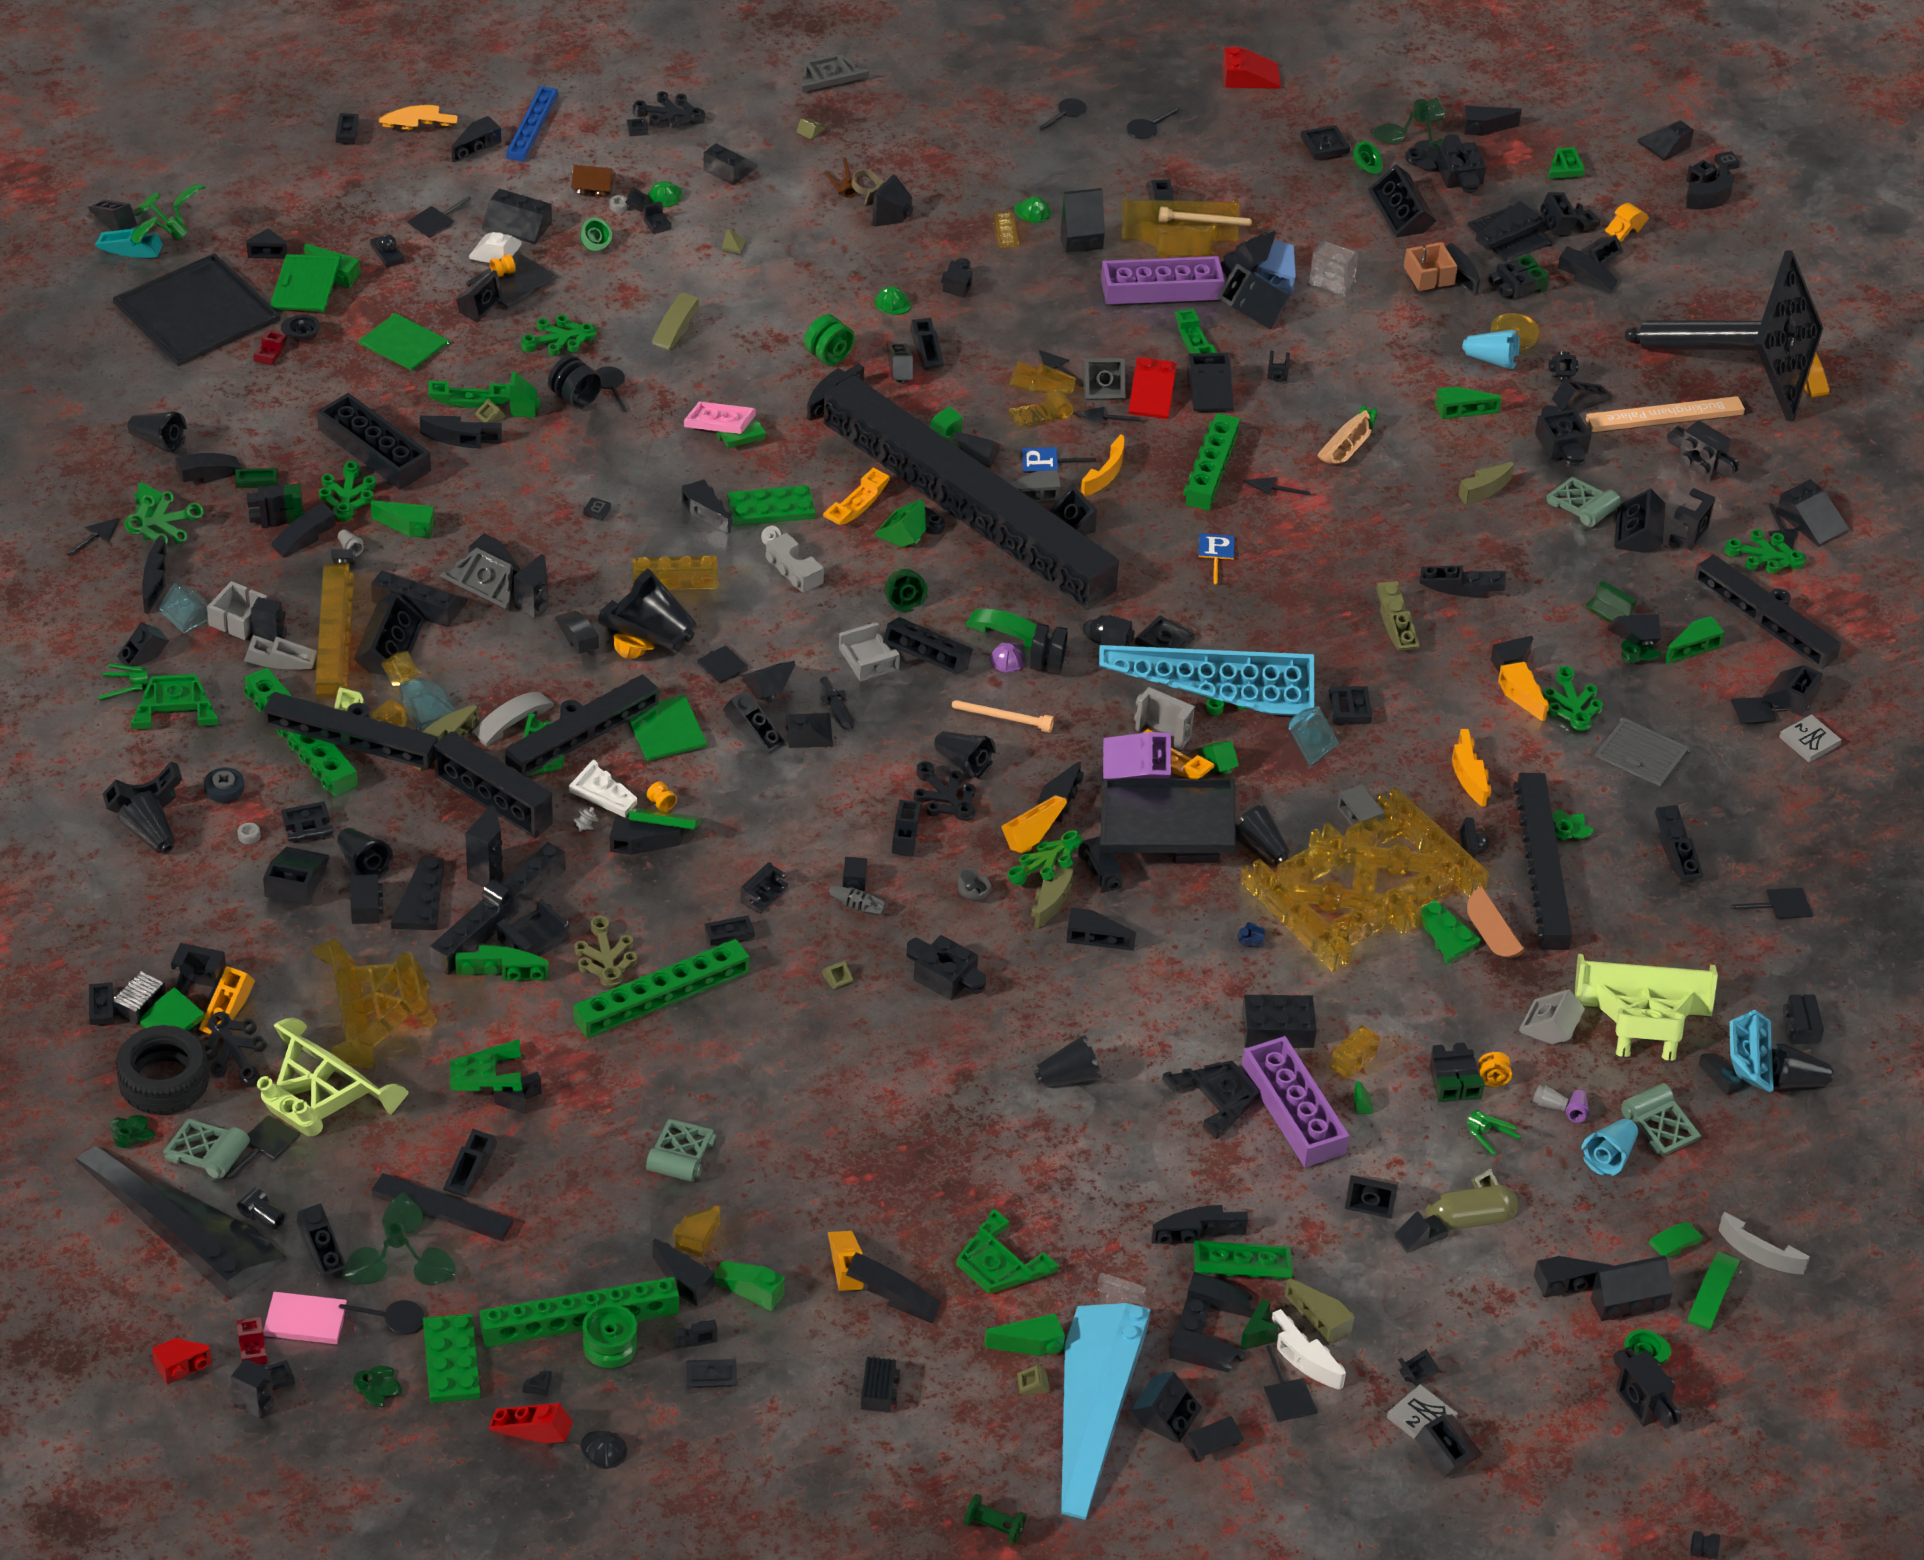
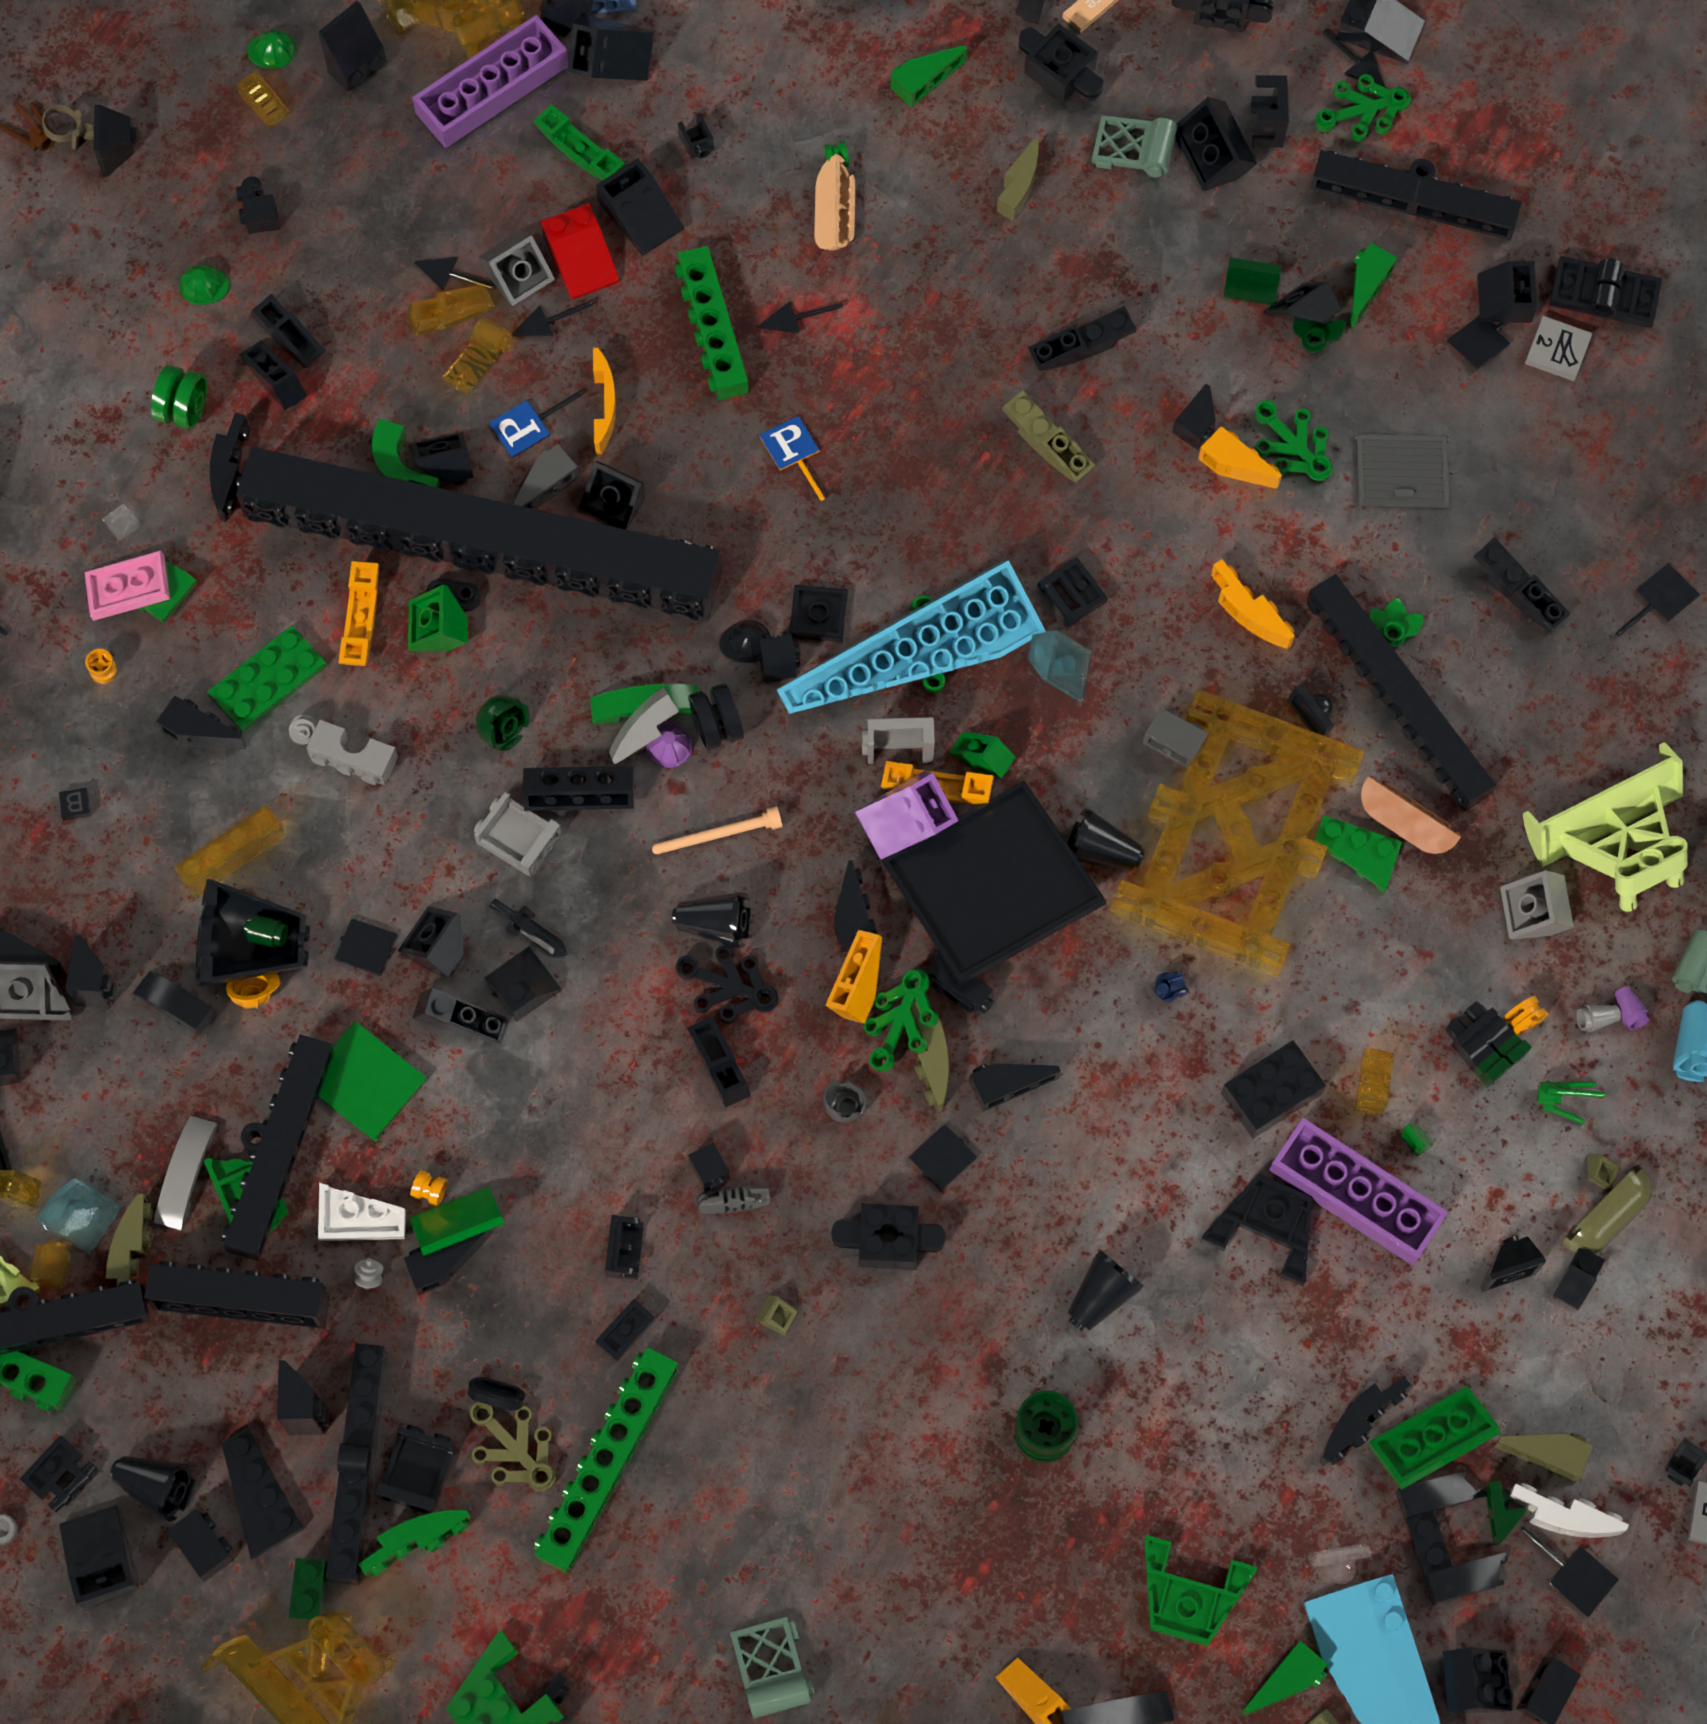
camera: 30 degrees left, 25 degrees up
(418, 945) = (308, 1590): none -> dark green brick
(617, 919) = (496, 1393): none -> black tile
(664, 618) = (266, 931): none -> dark green brick
(670, 449) = (99, 660): none -> light orange wheel
(742, 389) = (121, 522): none -> clear tile
(971, 1112) = (1050, 1411): none -> dark green wheel
(996, 631) = (642, 725): none -> light grey slope
(1018, 951) = (943, 1157): none -> black piece
(1870, 721) = (1606, 291): none -> black plate

